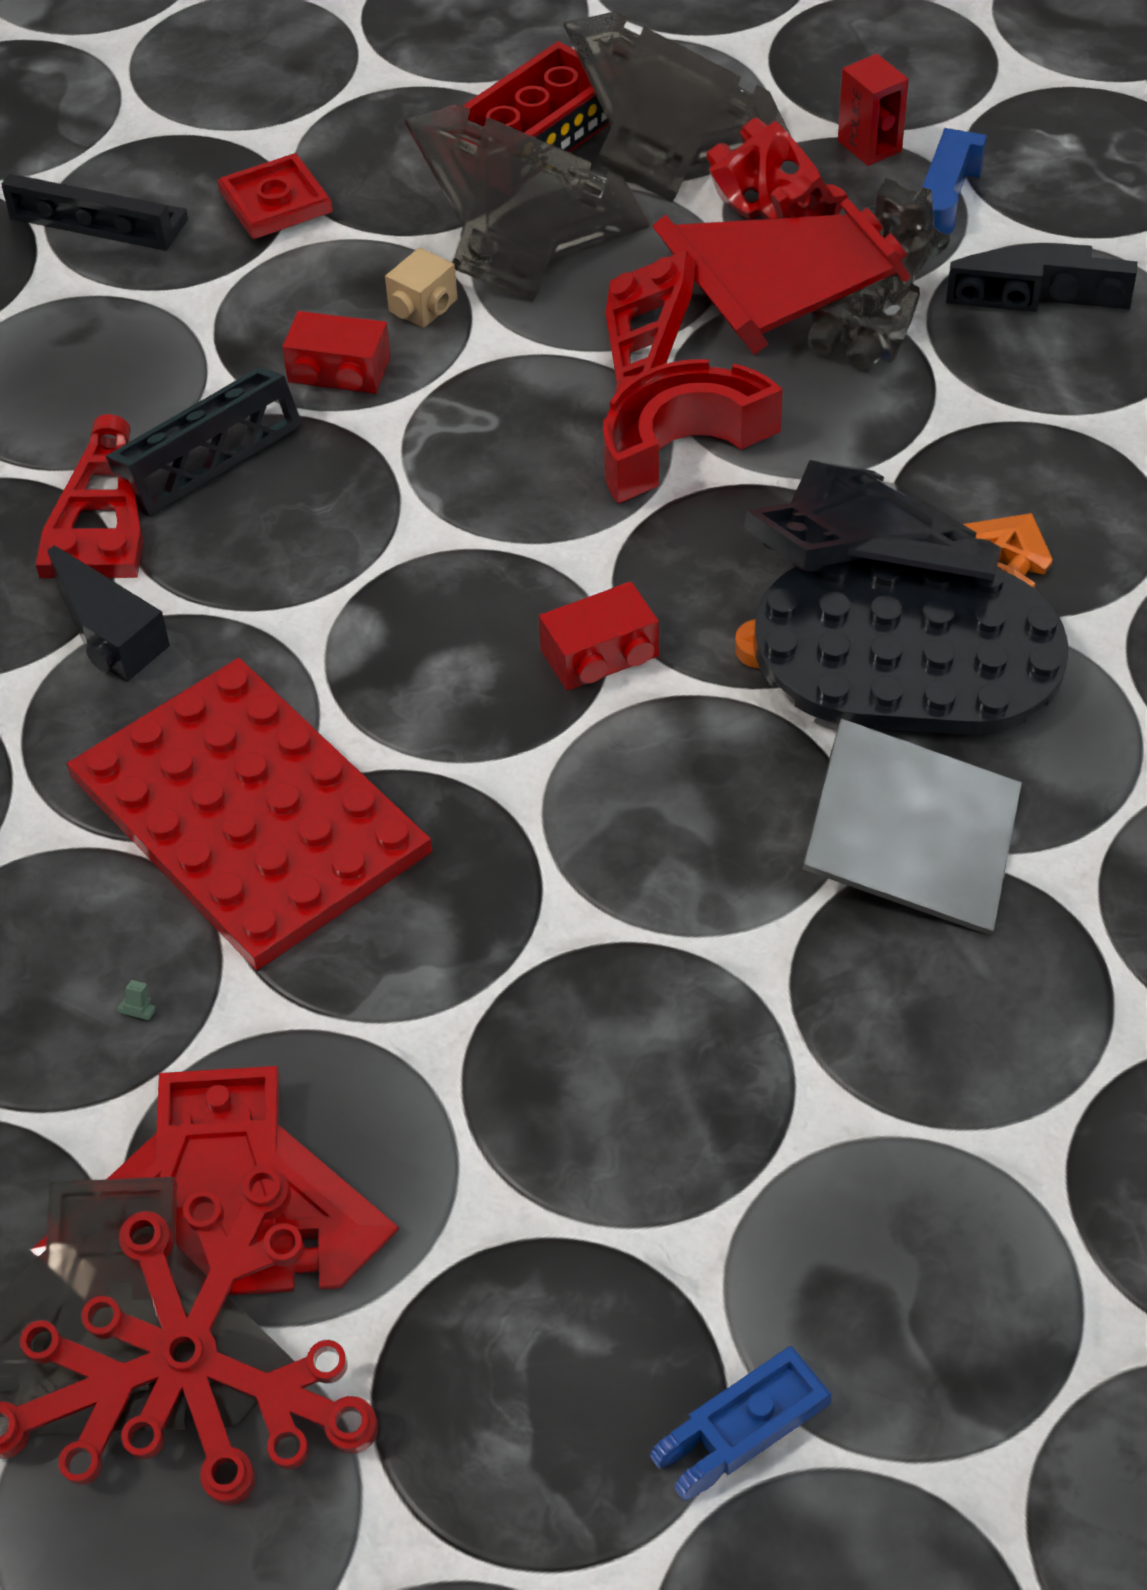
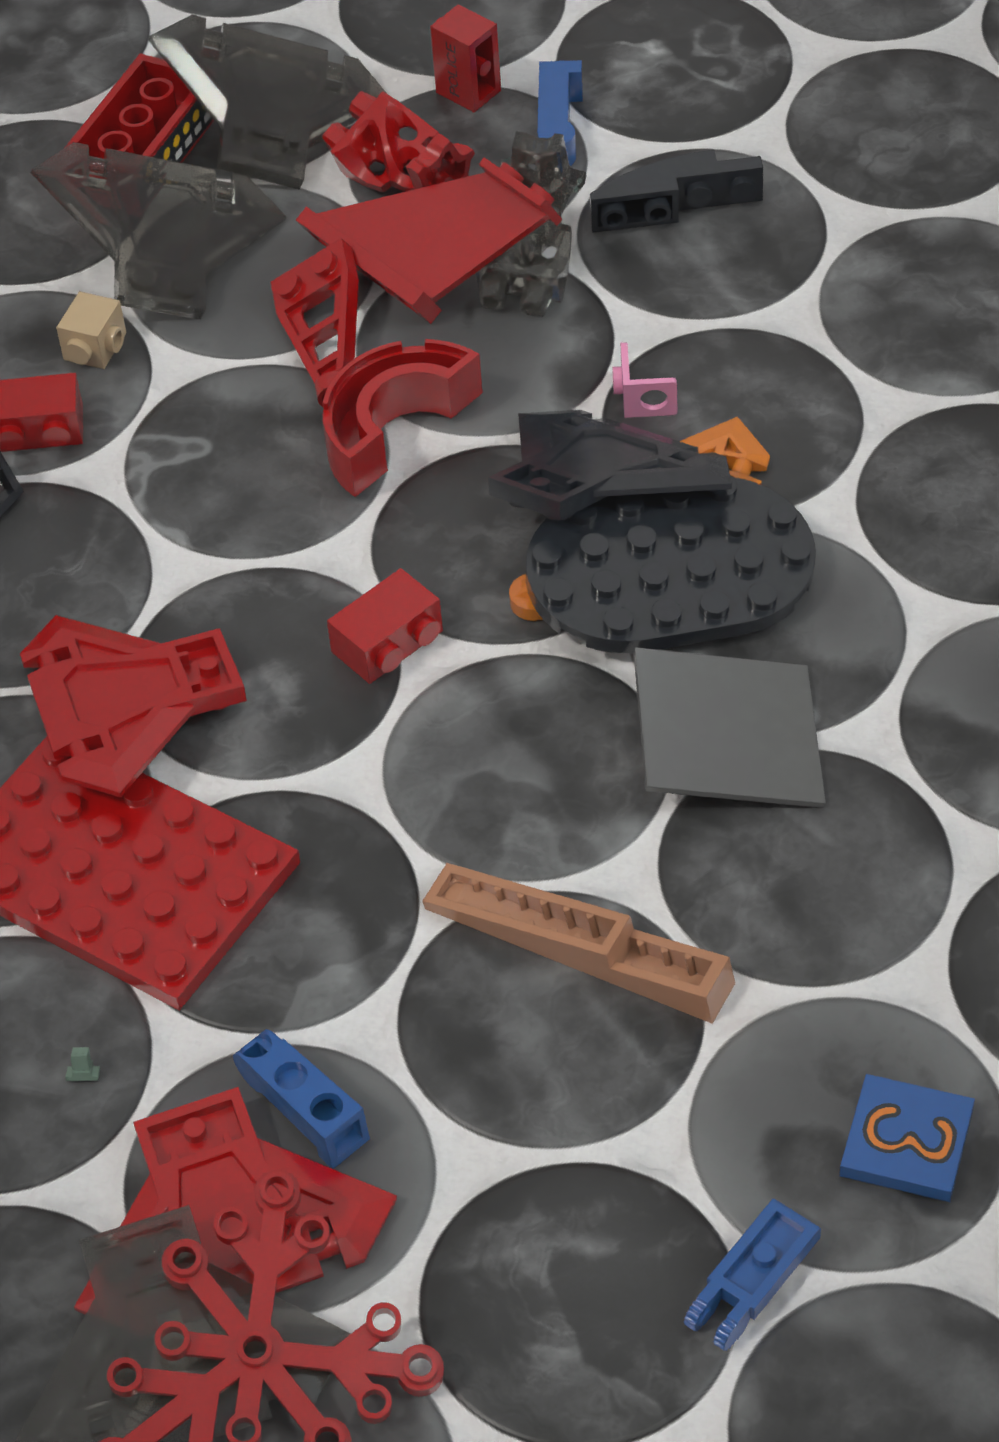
camera: 15 degrees left, 0 degrees up
(312, 639) = (122, 696): none -> red plate
(341, 1096) = (304, 1096): none -> blue leg
(692, 1011) = (585, 939): none -> nougat slope
(931, 461) = (634, 389): none -> bright pink bracket
(963, 1319) = (907, 1137): none -> blue tile

